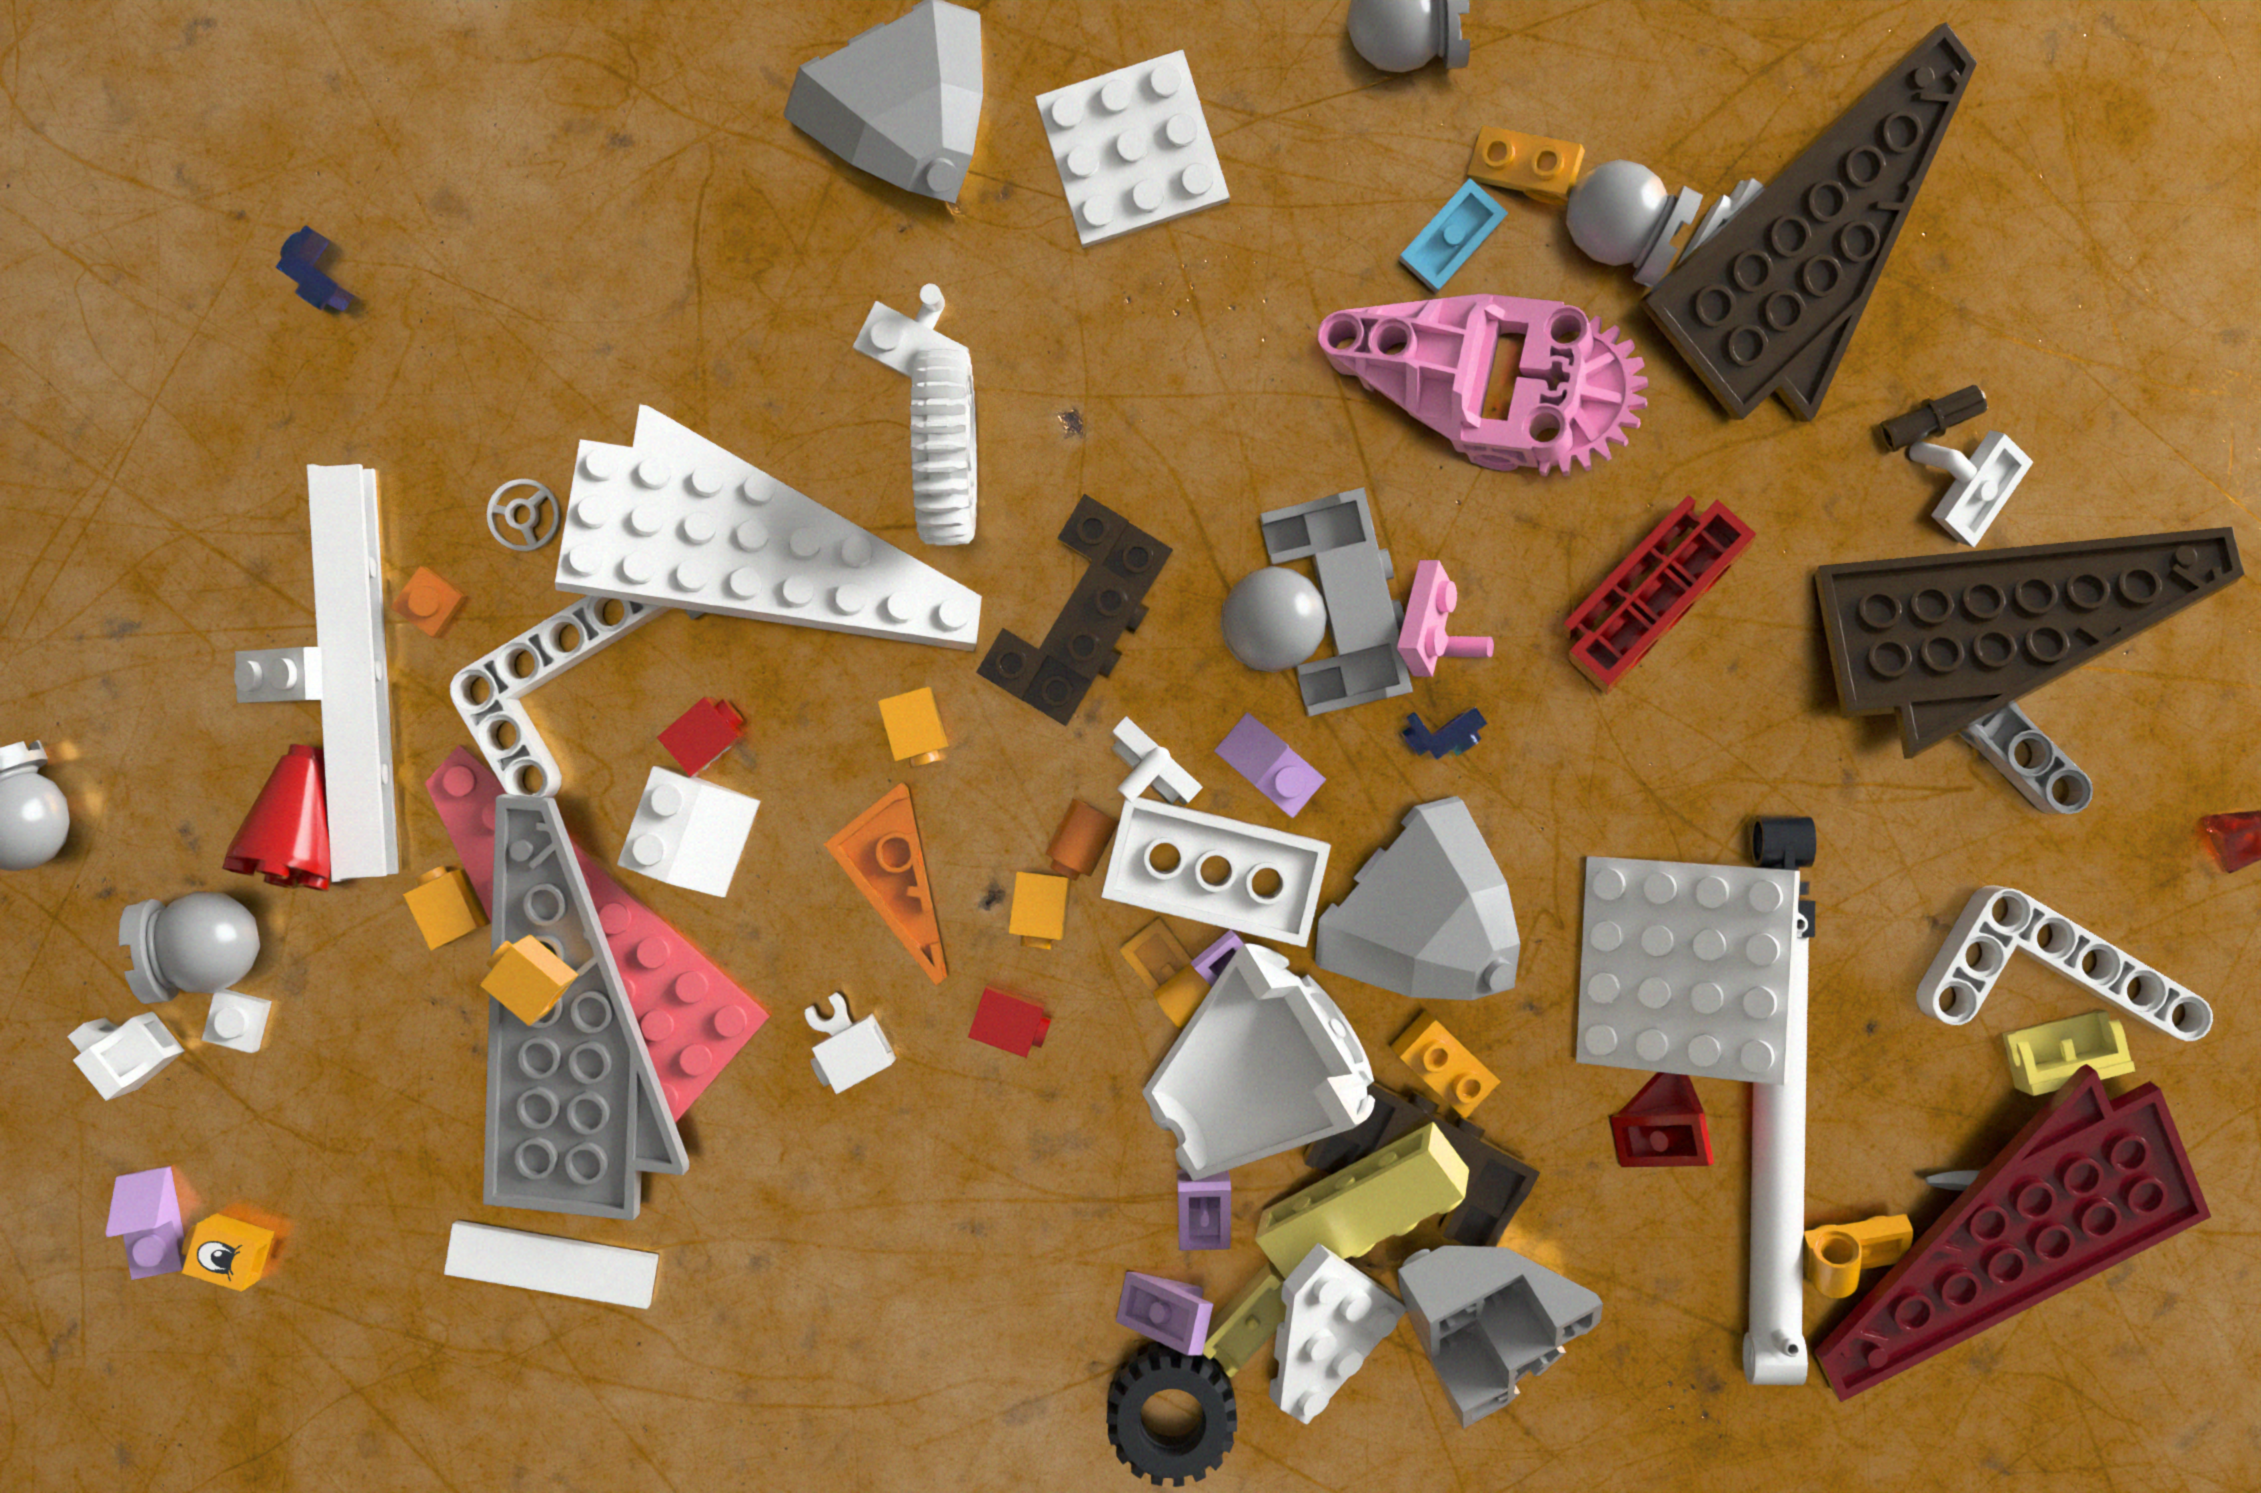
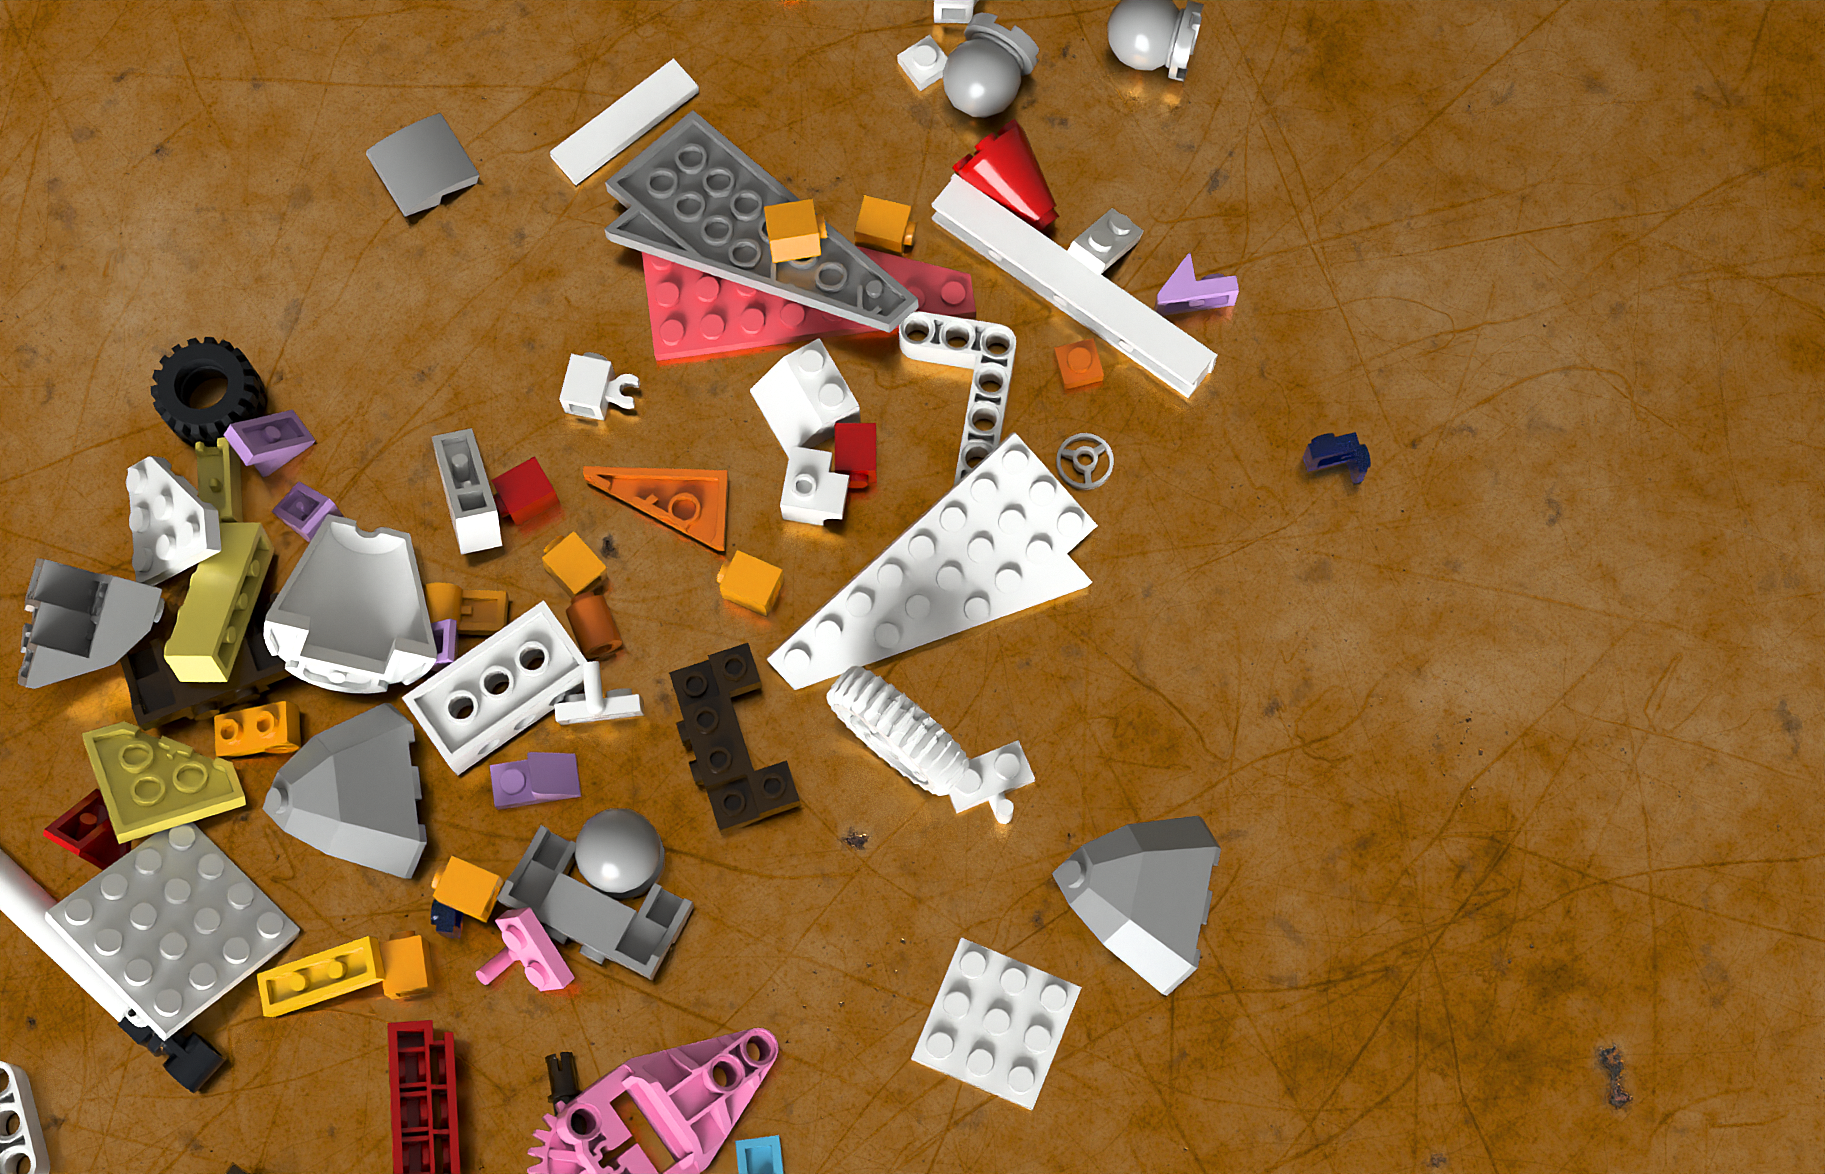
camera: 130 degrees right, 15 degrees down
(265, 553) = (1186, 294): none -> lavender slope
(765, 1423) = (422, 164): none -> light grey slope
(774, 743) = (811, 489): none -> white brick
(1053, 1076) = (467, 491): none -> white slope
(1428, 723) = (467, 888): none -> light orange brick
(1520, 489) = (564, 1085): none -> dark brown axle
(1537, 728) = (406, 965): none -> light orange brick
(1570, 1112) = (157, 781): none -> light yellow plate
(1614, 792) = (321, 976): none -> yellow plate

